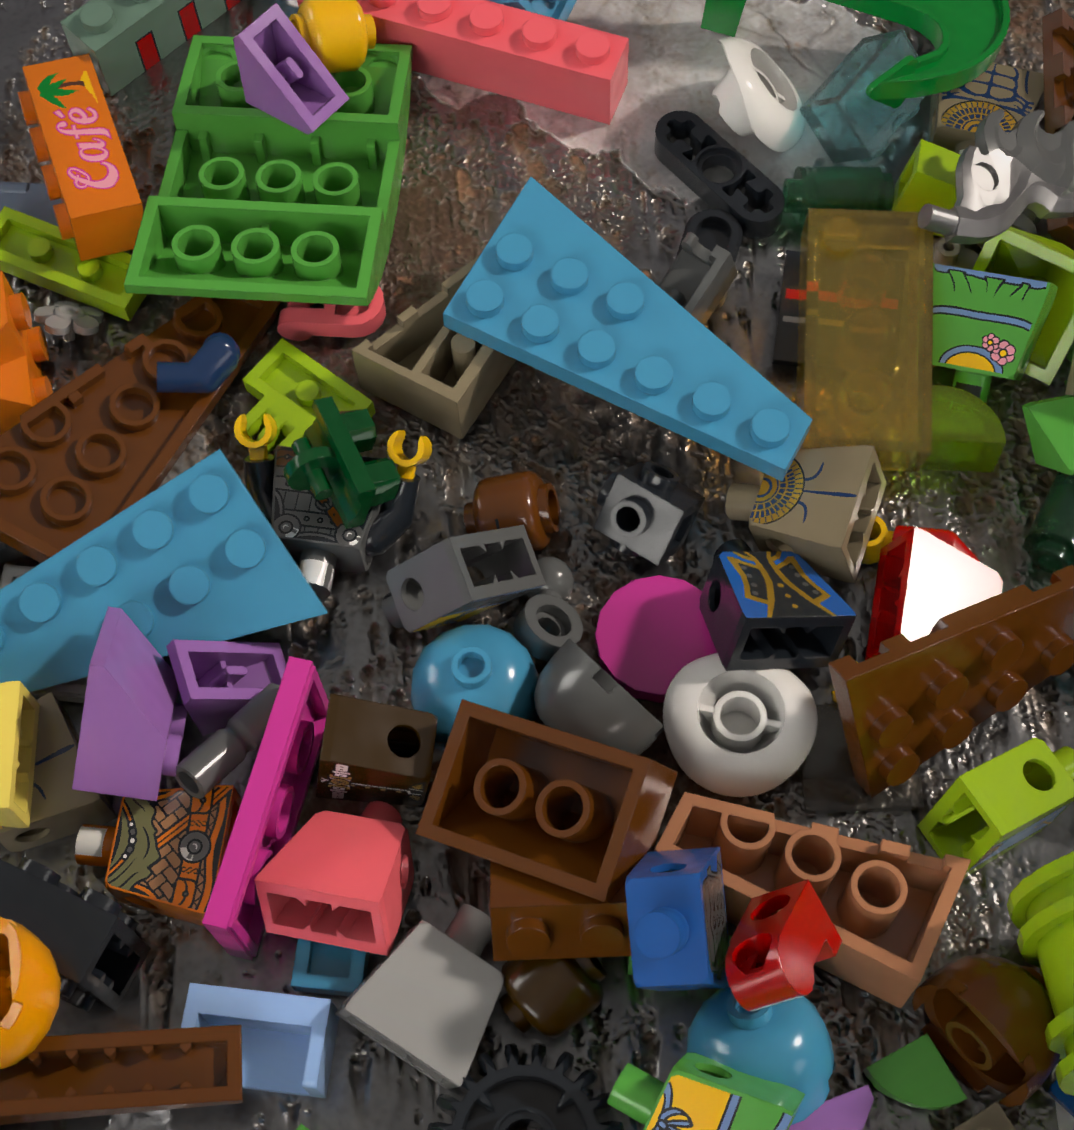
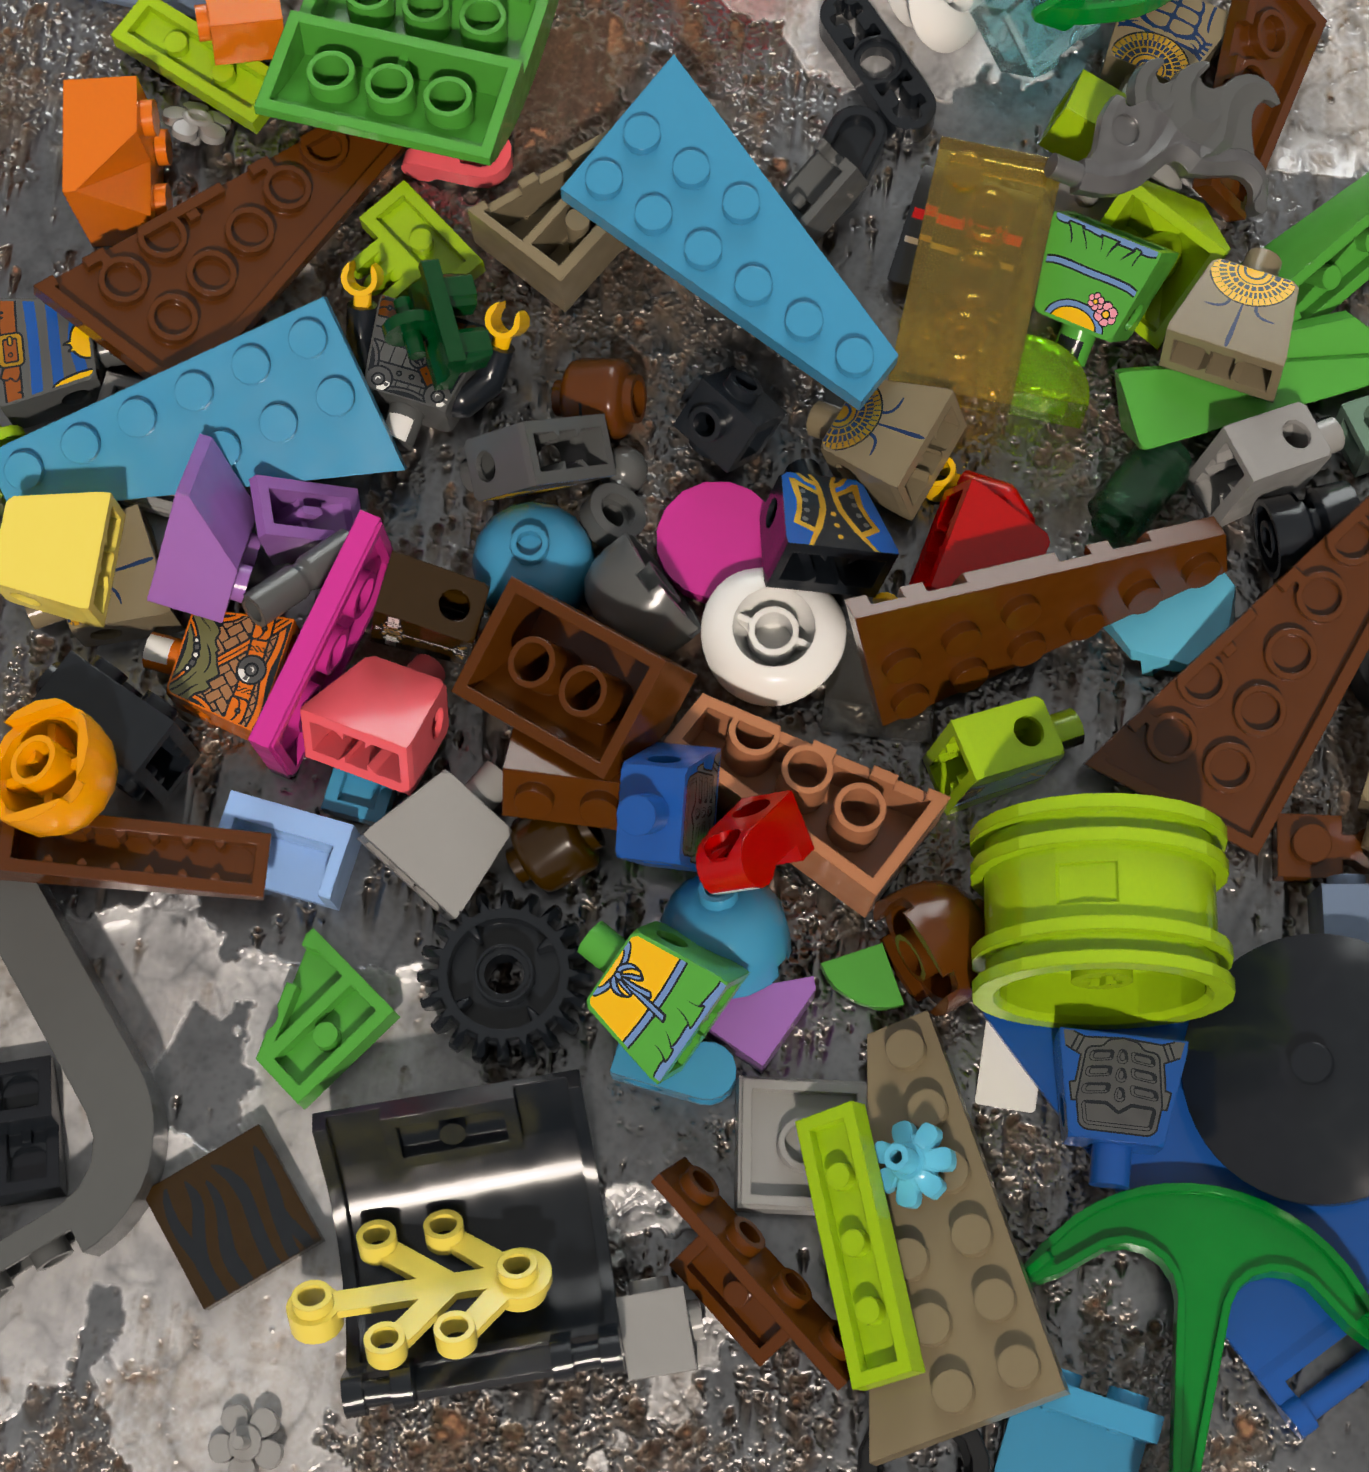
camera: 10 degrees right, 10 degrees up
(206, 369) = (323, 206): dark blue arm -> none
(837, 189) = (992, 112): clear green head -> none

